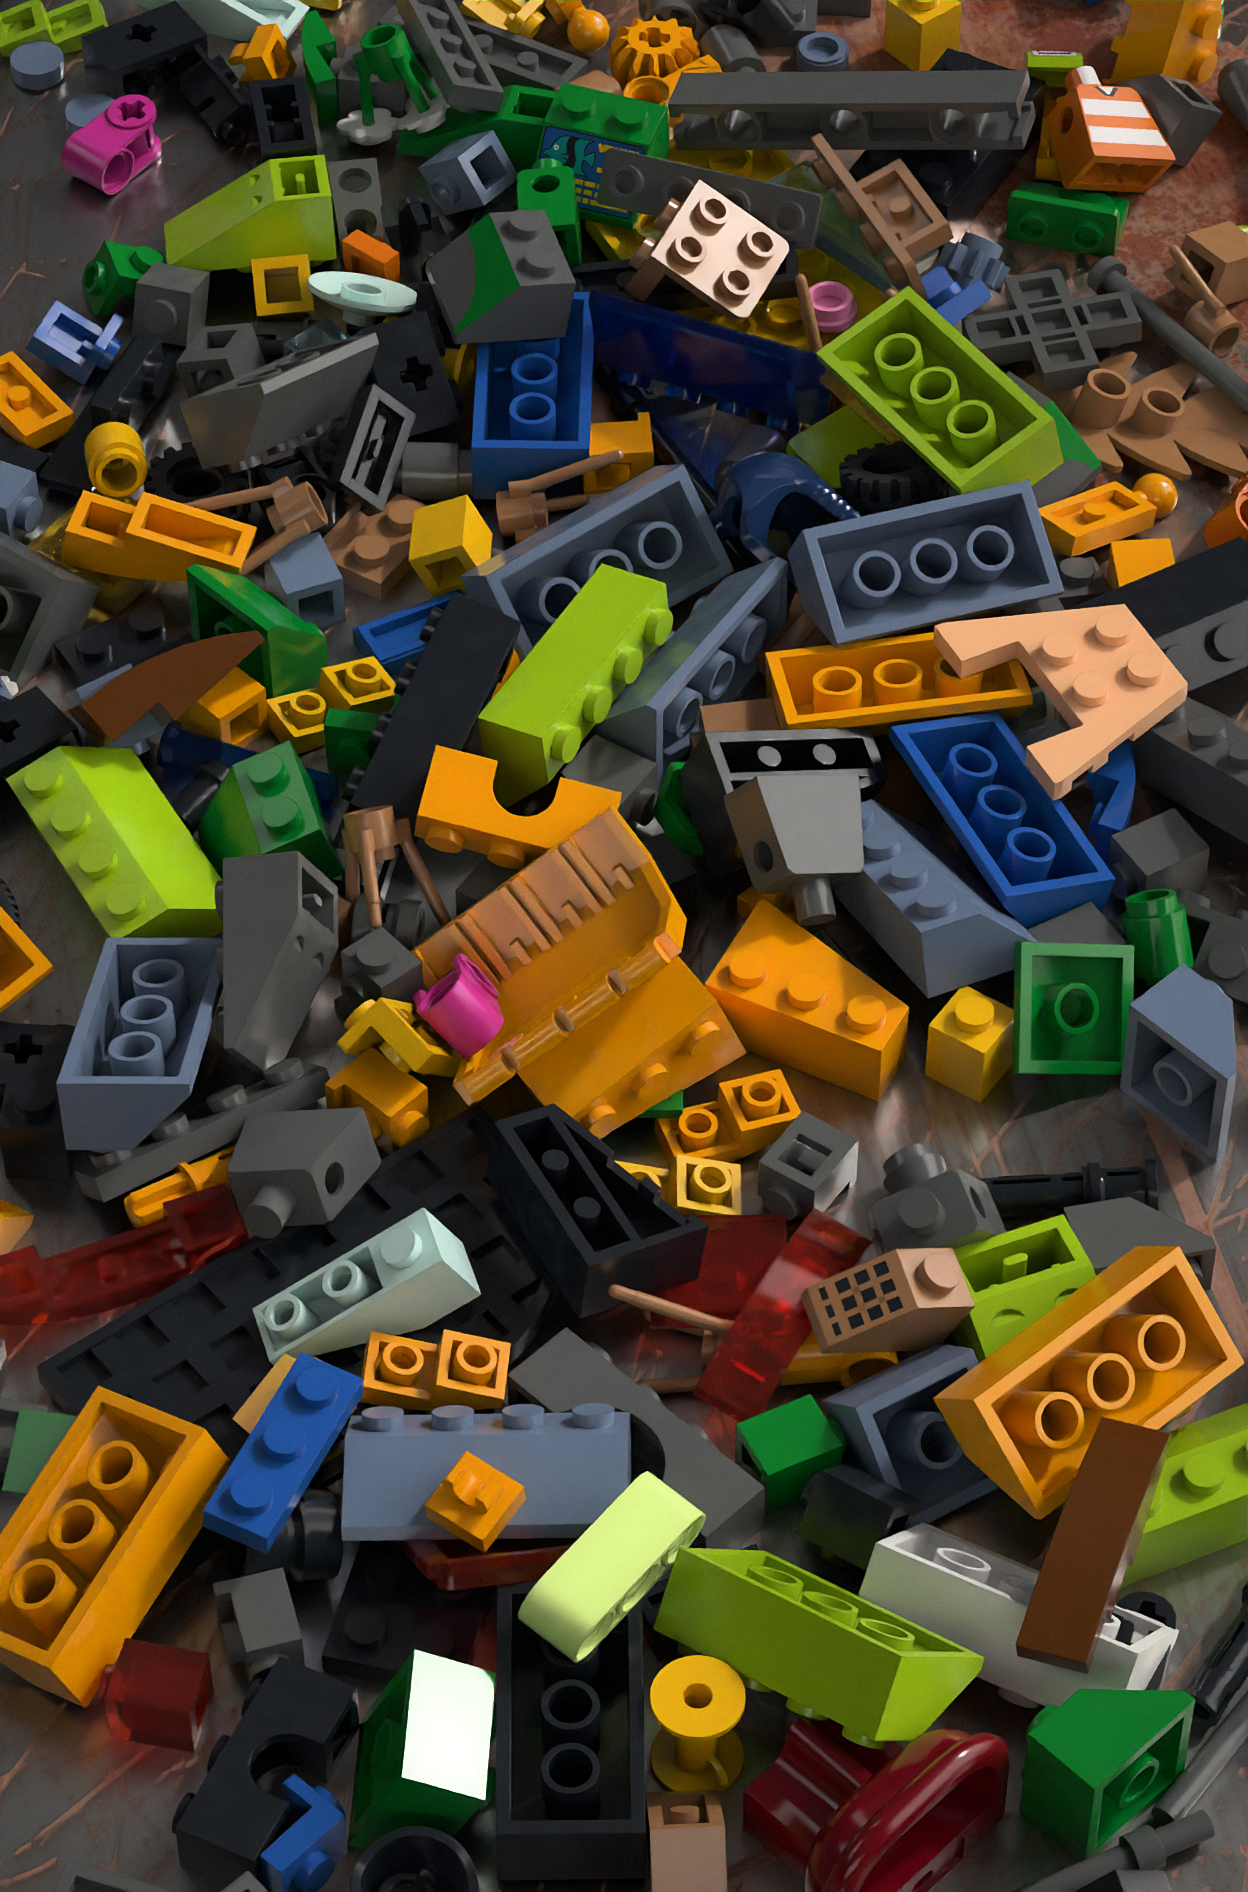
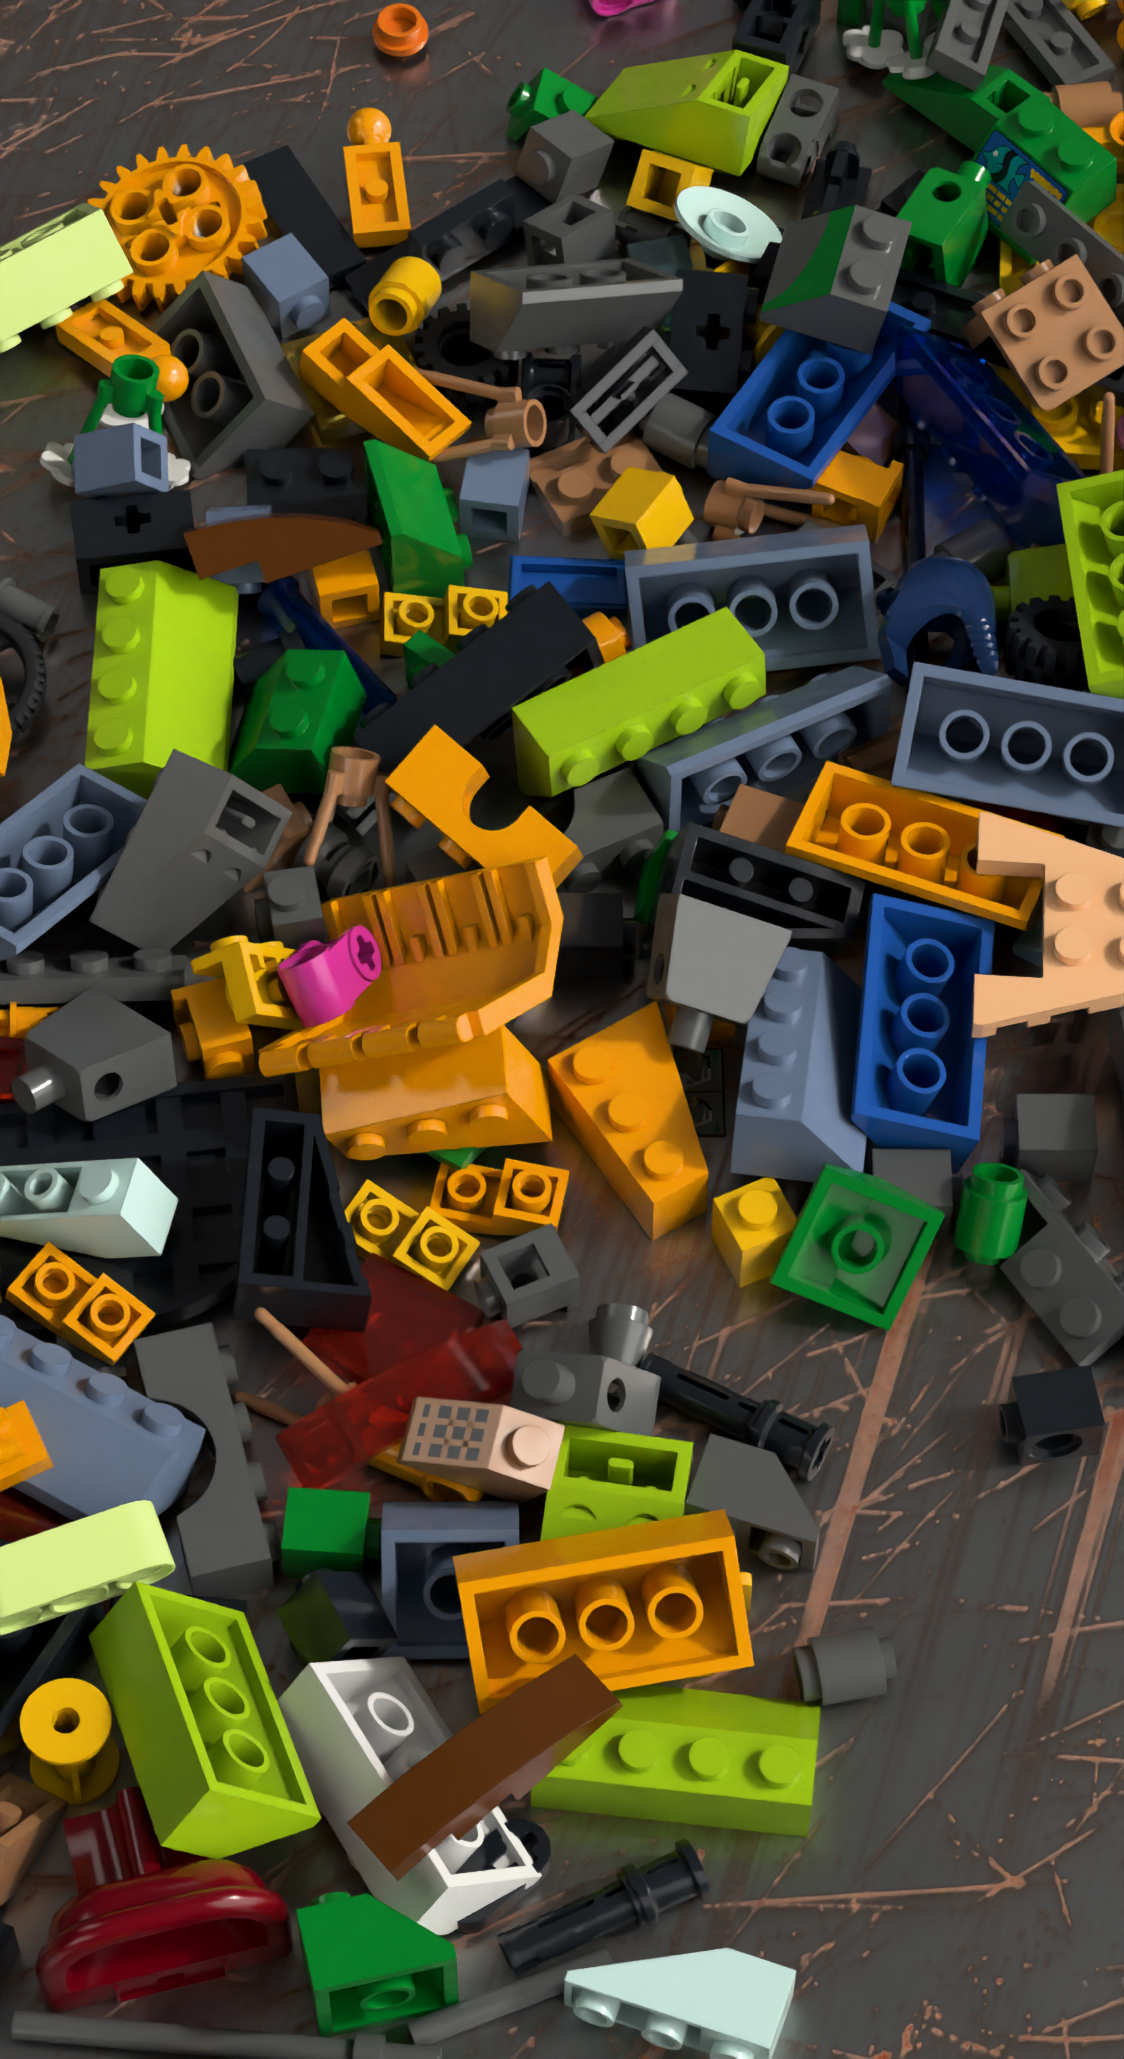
camera: 30 degrees right, 10 degrees up
(75, 342) = (461, 156): blue bracket -> none
(370, 257) = (772, 191): orange plate -> none
(468, 172) = (918, 139): sand blue brick -> none
(1112, 797) = (1065, 1052): blue slope -> none
(1183, 1058) = (925, 1343): sand blue slope -> none

